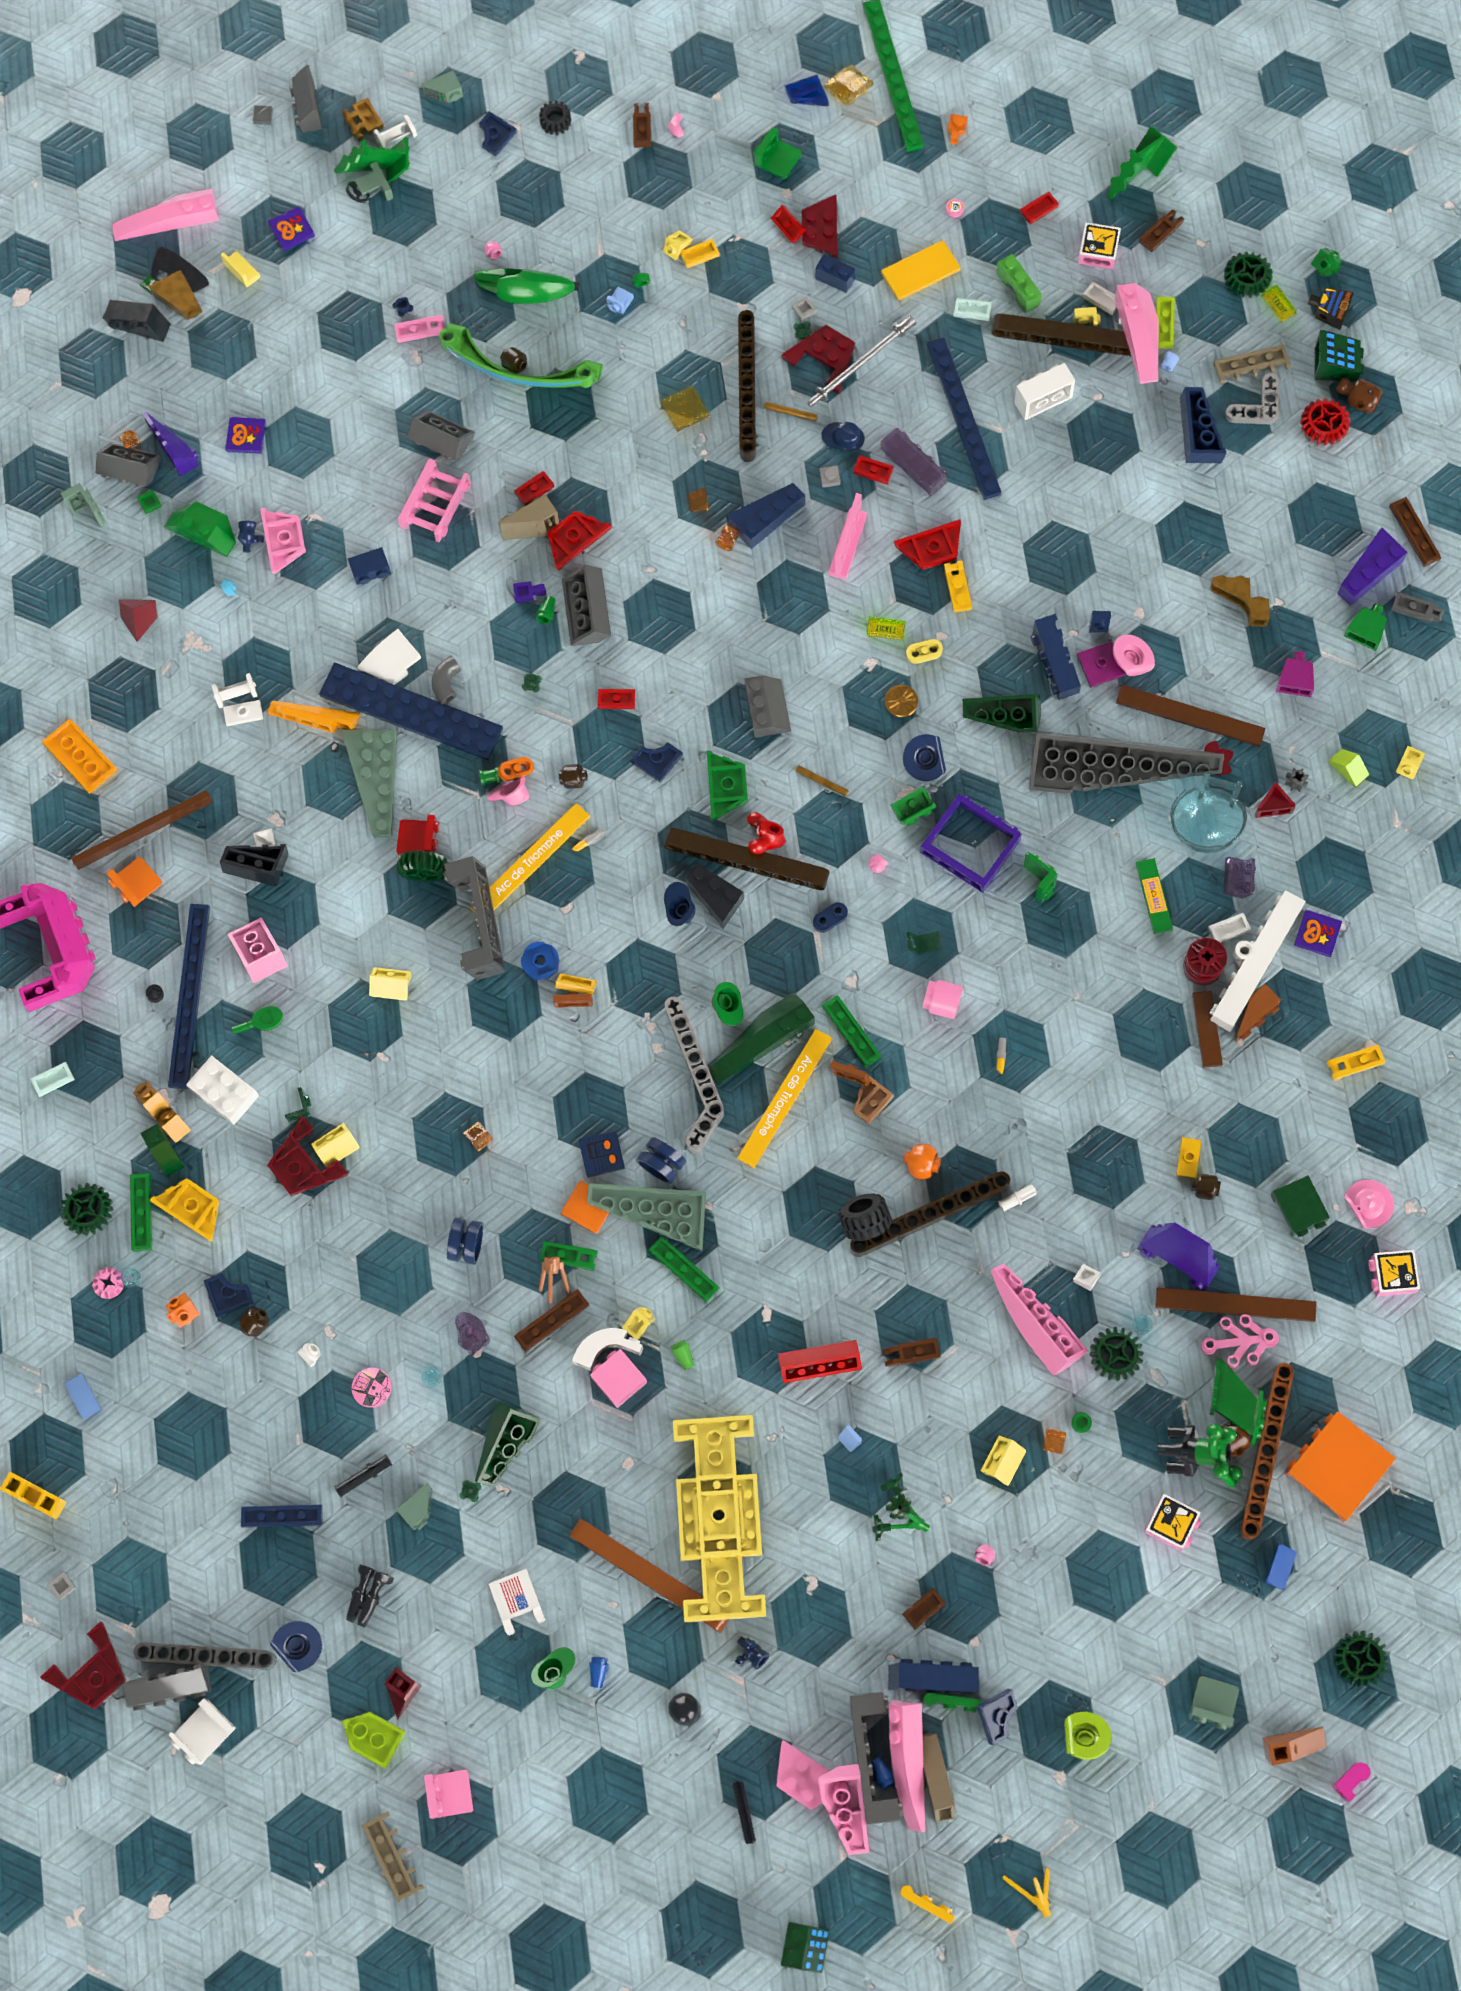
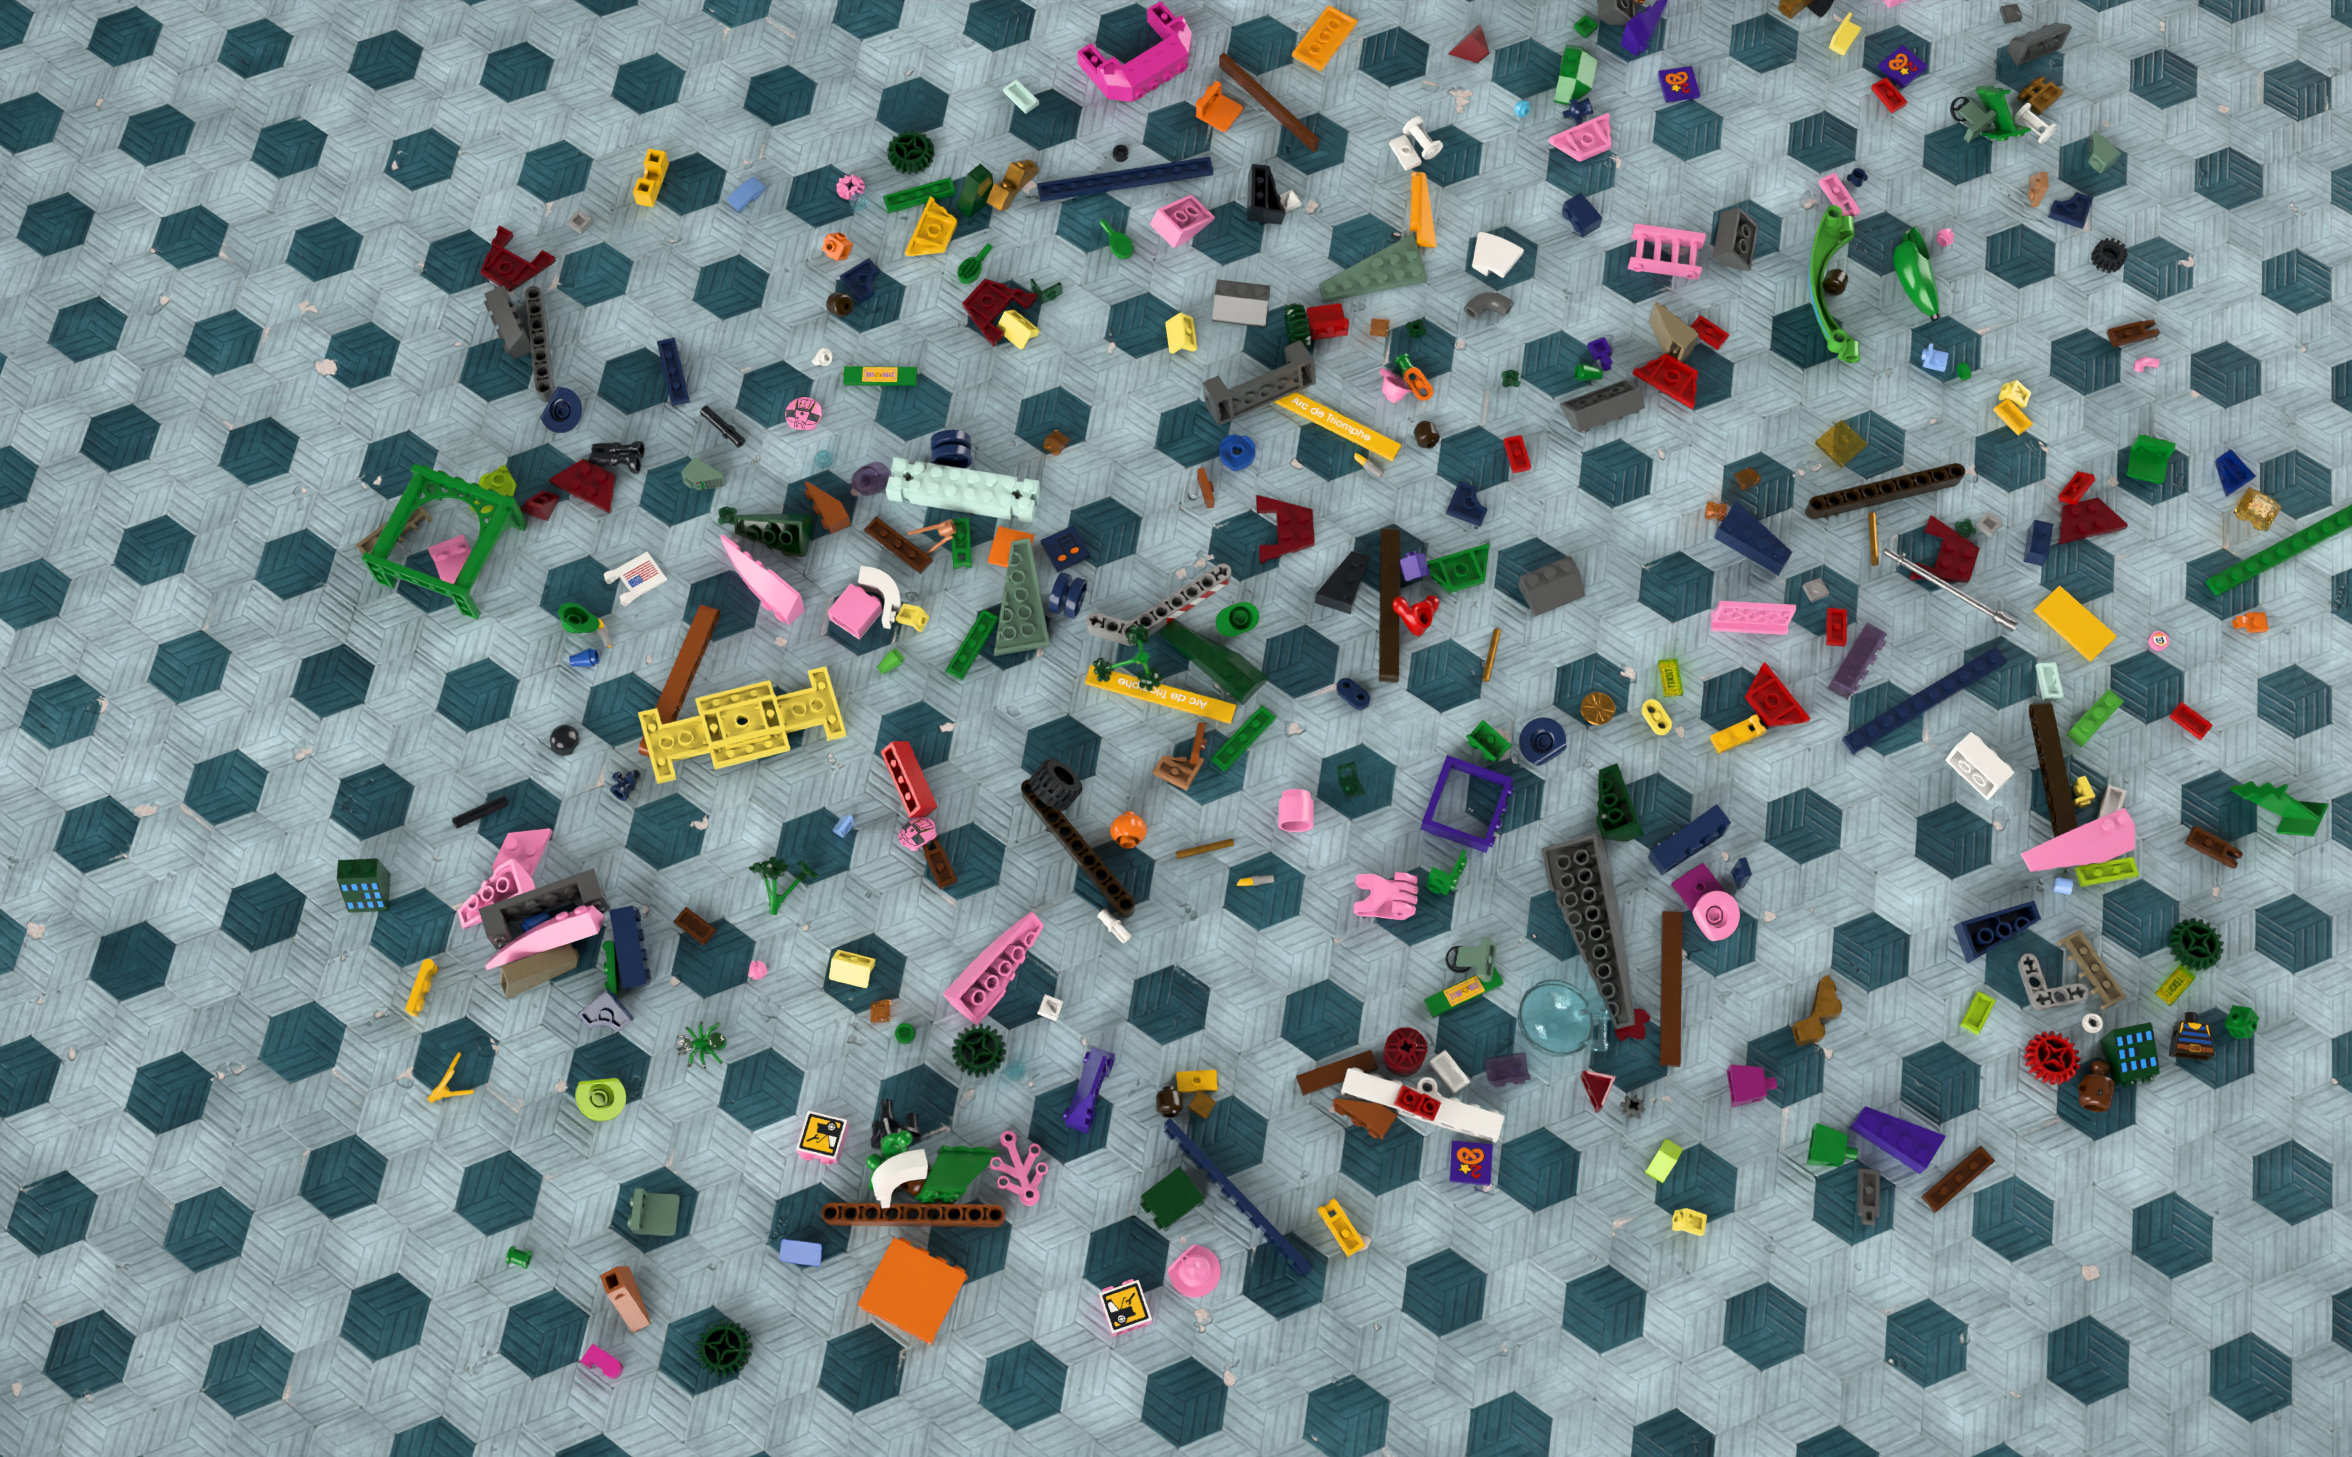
camera: 70 degrees right, 5 degrees down
(202, 1732) = (475, 359): white panel -> none
(222, 1090) = (1044, 226): white brick -> none
(246, 1175) = (971, 267): none -> green piece
(321, 250) = (1889, 95): none -> red plate
(349, 1298) = (880, 376): none -> green tile
(354, 1806) = (430, 483): none -> green arch
(373, 915) = (1241, 303): none -> slope
(390, 1633) = (587, 483): none -> dark red wing
(411, 711) = (1450, 287): dark blue plate -> none
(437, 789) = (1379, 327): none -> clear orange slope
(450, 760) = (1413, 333): none -> dark green plate
(467, 152) = (2038, 187): none -> medium nougat wing
(496, 1380) = (830, 509): none -> dark orange slope
(510, 1240) = (963, 490): none -> light aqua brick
(571, 1461) = (765, 584): none -> bright pink wedge
(575, 984) = (1222, 486): yellow plate -> none
(576, 1645) = (604, 634): none -> light grey piece
(637, 928) = (1294, 528): none -> dark red wing
(679, 904) = (1322, 556): dark blue piece -> none
(715, 824) = (1414, 566): none -> brick
(761, 1100) = (1136, 636): none -> dark green plant
(843, 436) = (1864, 593): dark blue piece -> none
(877, 863) = (1420, 723): bright pink plate -> none
(878, 1366) = (917, 833): none -> bright pink dish
(956, 1095) = (1204, 848): none -> pearl gold bar
(1048, 935) = (1388, 897): none -> bright pink piece
(1051, 1621) = (706, 1043): none -> animal
(1099, 245) = (2170, 787): piece -> none
(1126, 878) = (1480, 957): none -> sand green piece
(1213, 1159) = (1202, 1105): none -> pearl gold slope
(1231, 1847) = (518, 1257): none -> green bush
(1235, 1304) = (1057, 1158): reddish brown tile -> none
(1237, 1449) = (897, 1170): none -> white arch
(1260, 961) = (1417, 1103): none -> red slope
(1269, 468) = (1977, 1012): none -> lime tile
(1299, 375) = (2095, 1019): none -> white plate
(1302, 1152) = (1242, 1204): none -> dark blue plate

